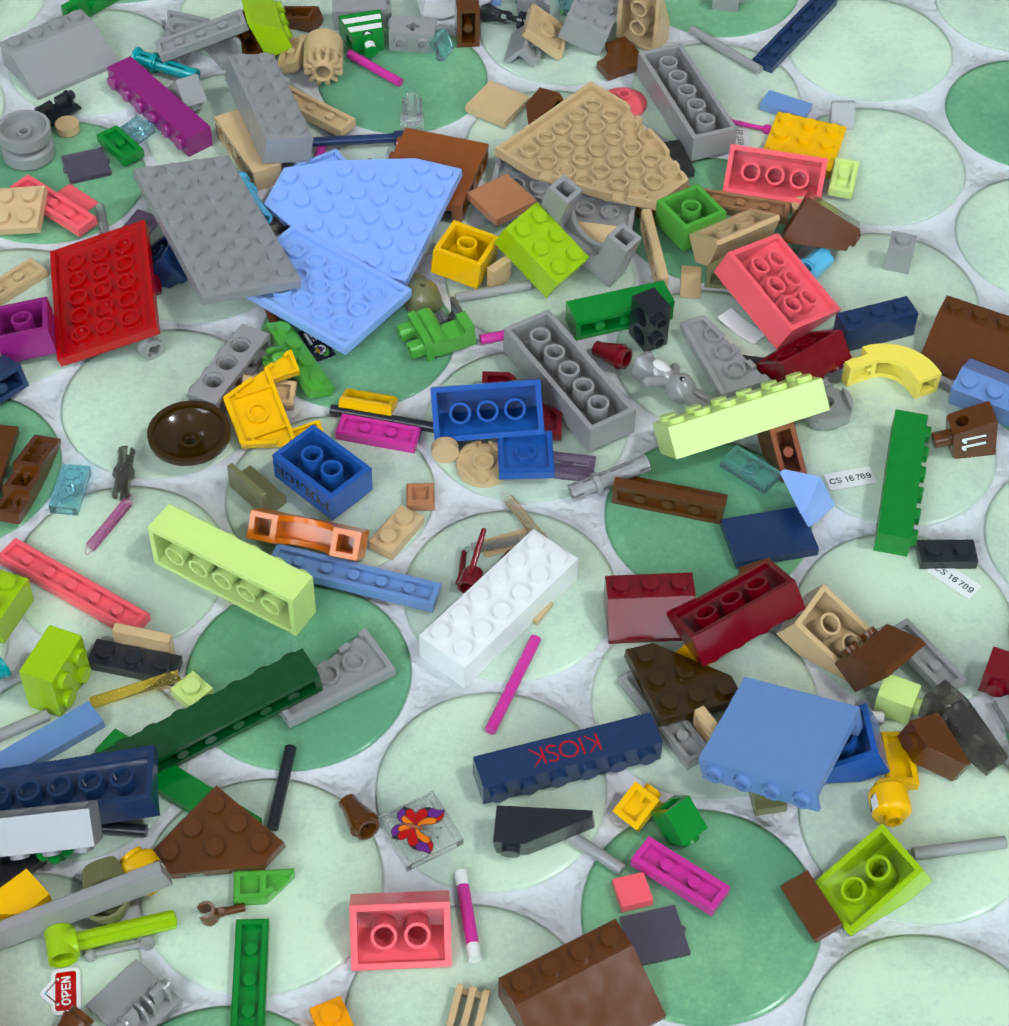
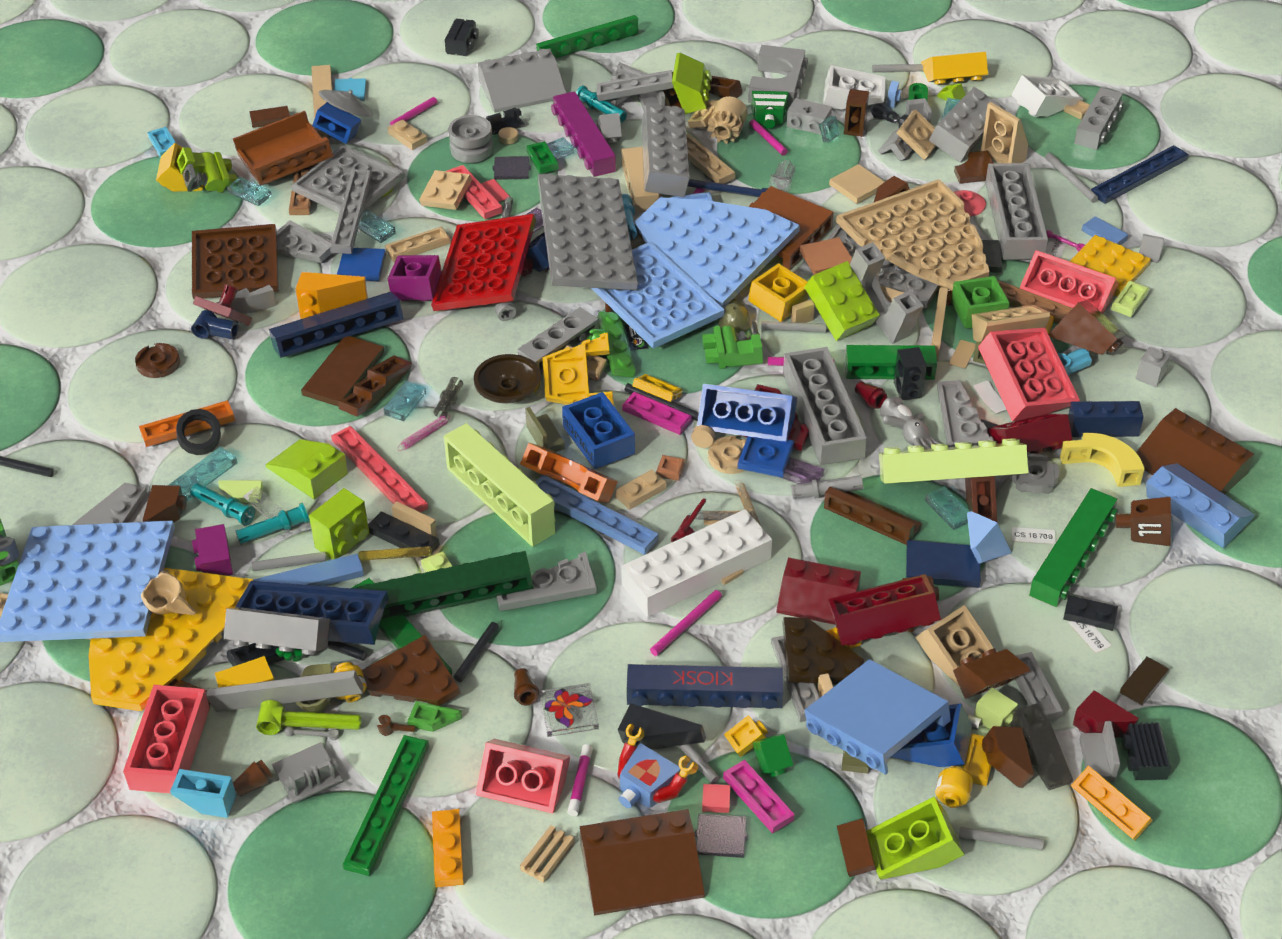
camera: 20 degrees right, 5 degrees down
(63, 990) = (261, 749): sticker -> none
(547, 887) = (647, 775): none -> torso

